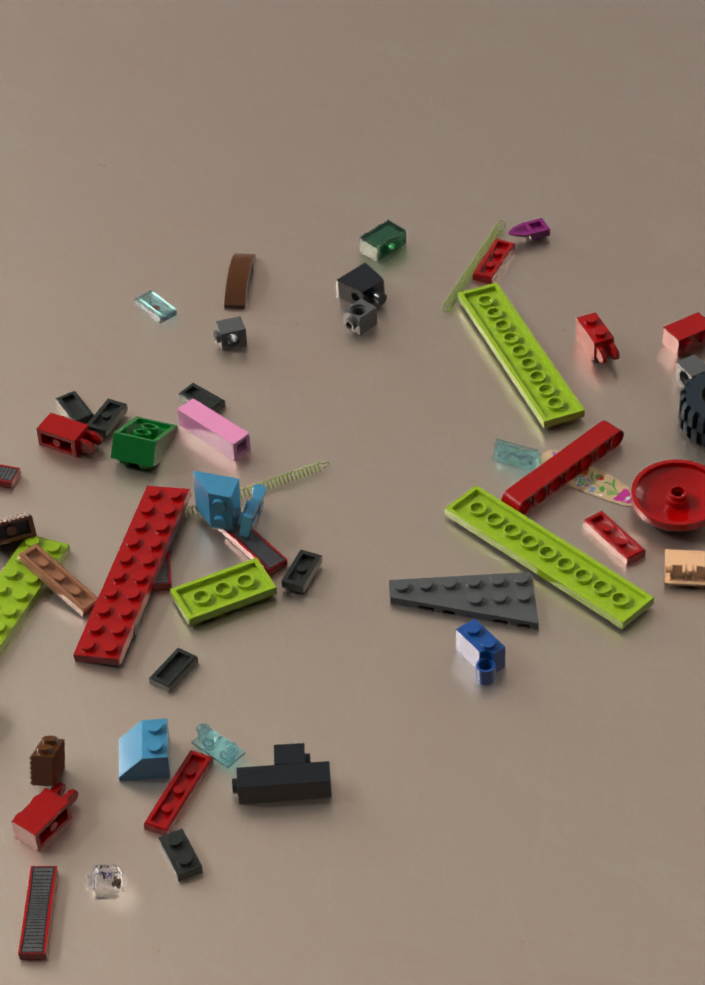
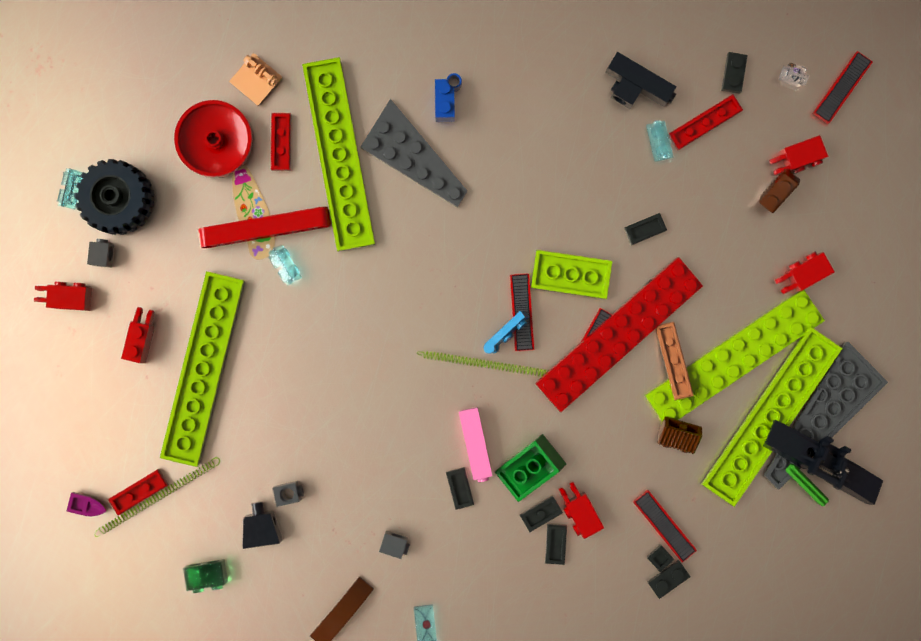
camera: 150 degrees left, 45 degrees up
(145, 751) = (708, 165): dark azure slope -> none
(217, 499) = (530, 347): dark azure slope -> none
(301, 571) = (508, 256): pearl dark grey plate -> none

